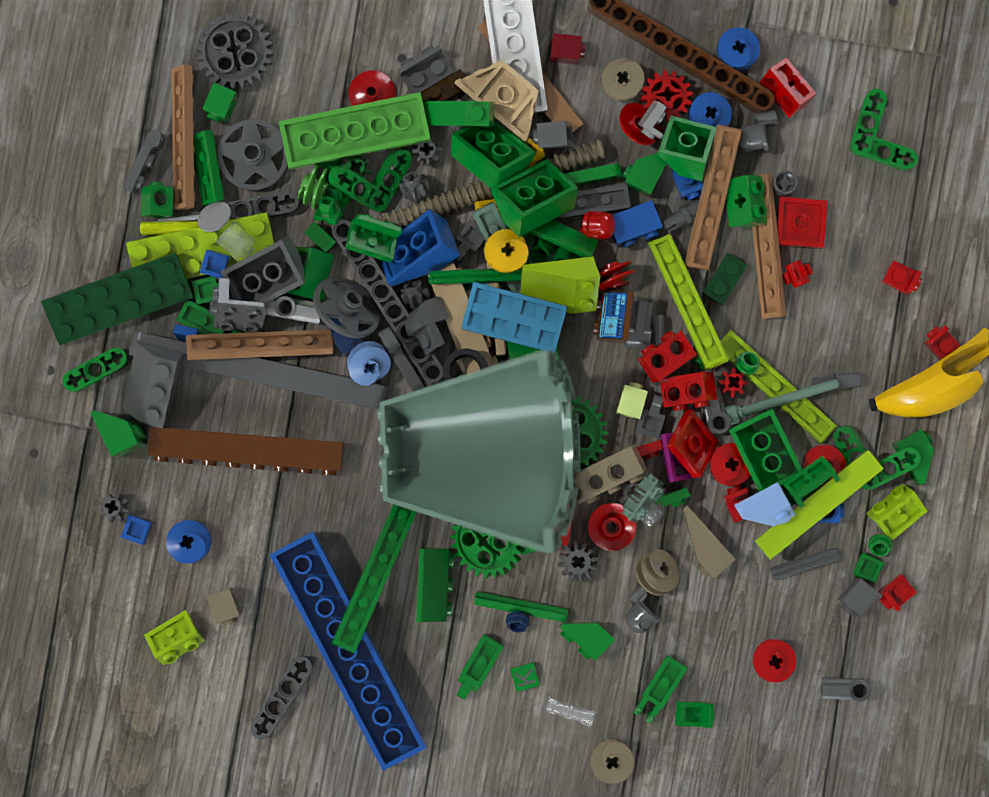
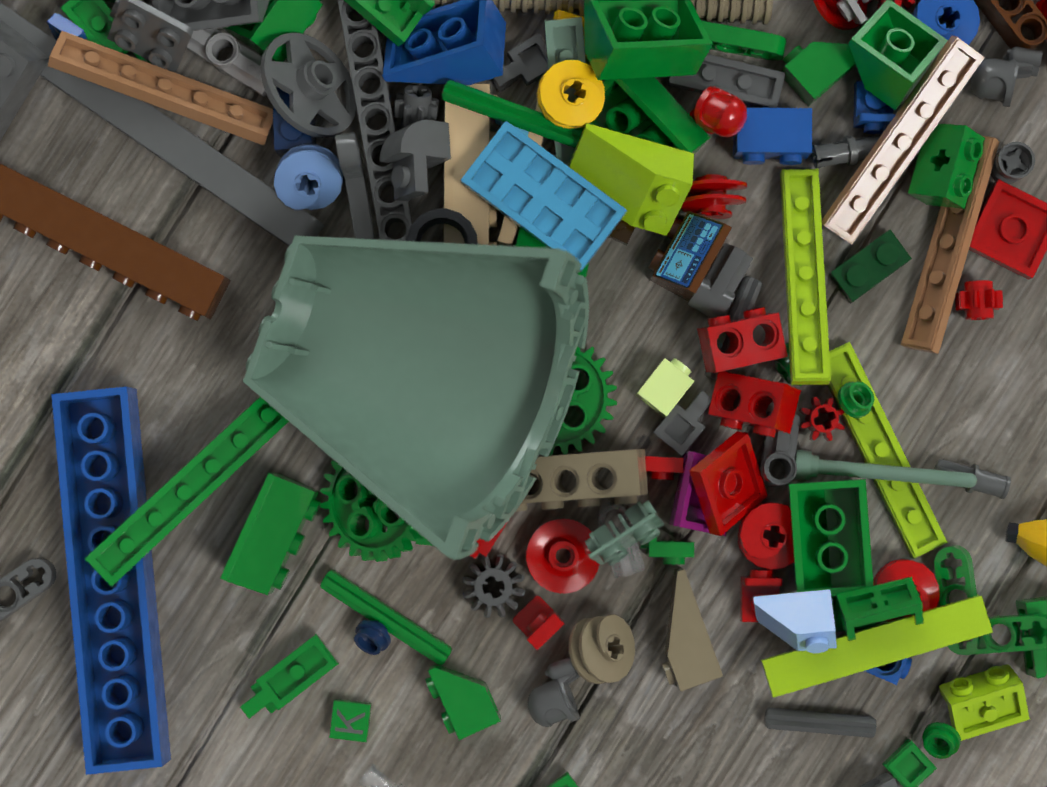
camera: 25 degrees right, 0 degrees up
(612, 572) = (538, 622): none -> red bracket

